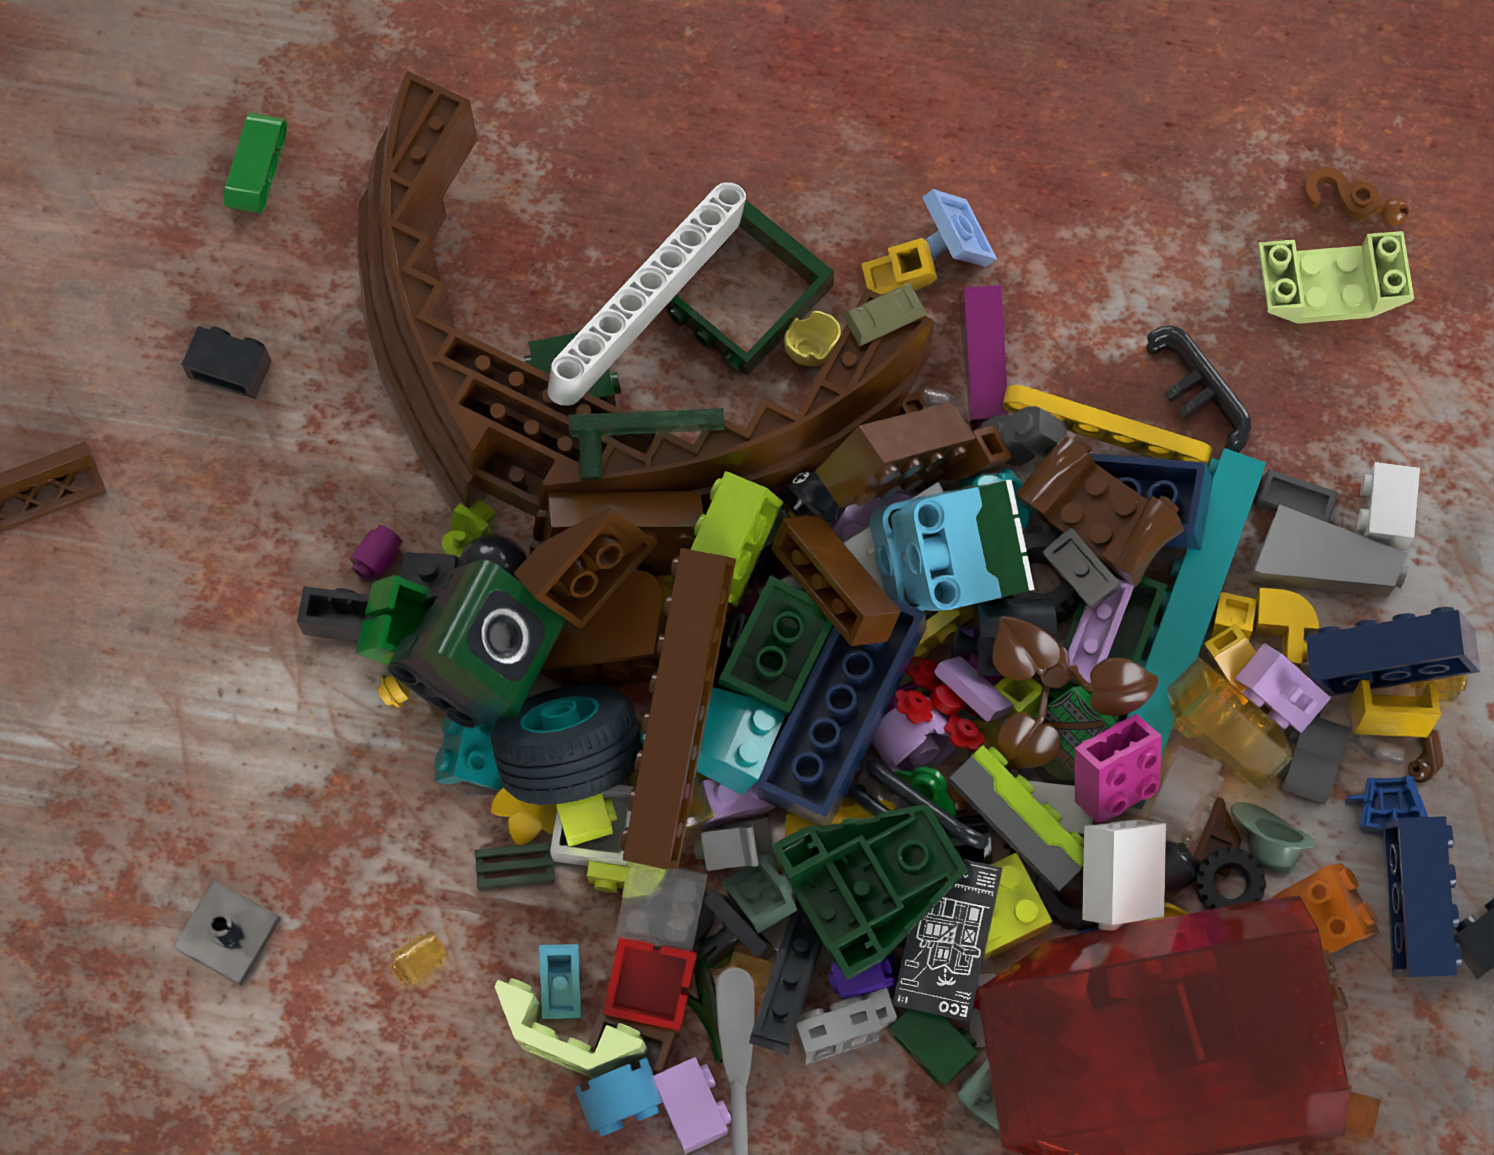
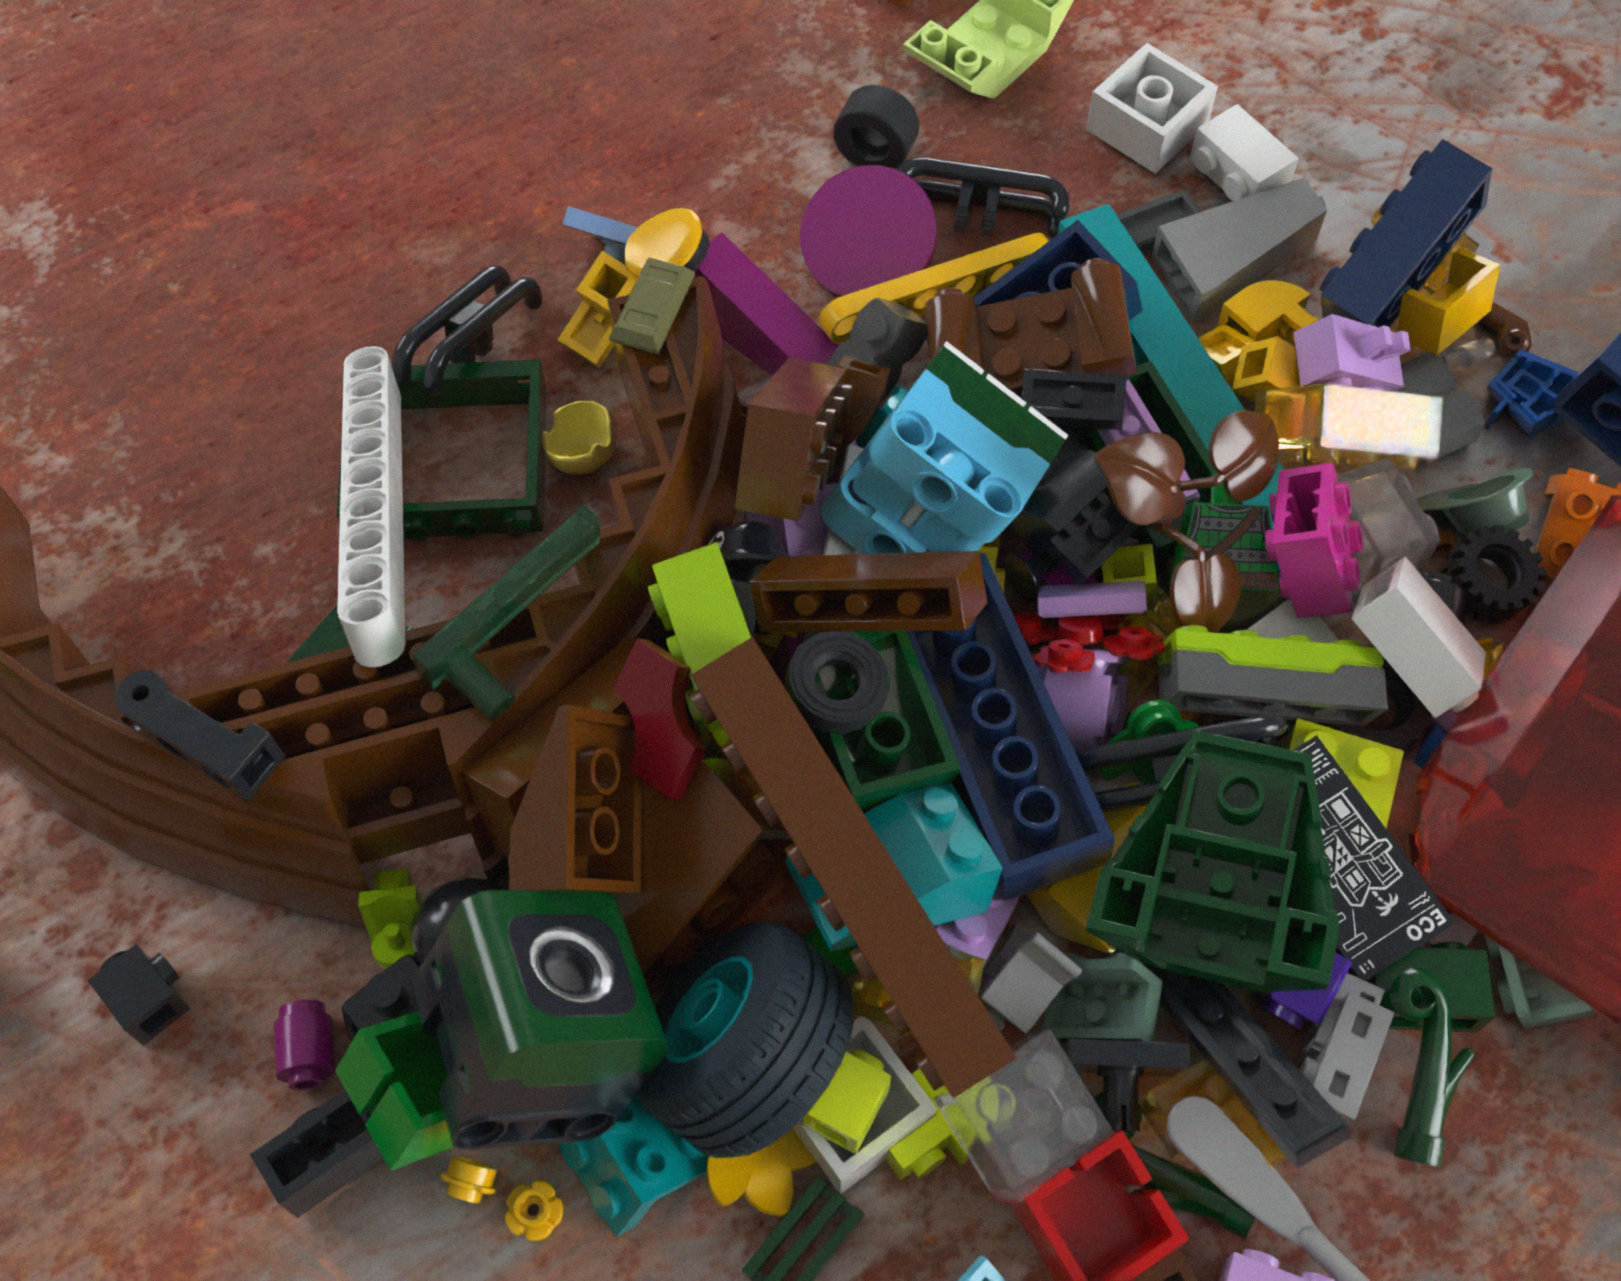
camera: 45 degrees left, 10 degrees down
(324, 455) = (140, 992): none -> black brick
(411, 742) = (543, 1223): none -> yellow plate
(432, 333) = (229, 759): none -> black leg
(652, 567) = (665, 743): none -> dark red tile
(767, 589) = (843, 650): none -> black tyre
(814, 210) = (465, 323): none -> black piece
(883, 1084) = (1434, 1075): none -> dark green plant
(957, 269) = (668, 237): none -> yellow piece
(1104, 354) = (867, 229): none -> magenta tile
(1187, 285) = (876, 127): none -> black tyre
(1371, 421) = (1150, 107): none -> white brick

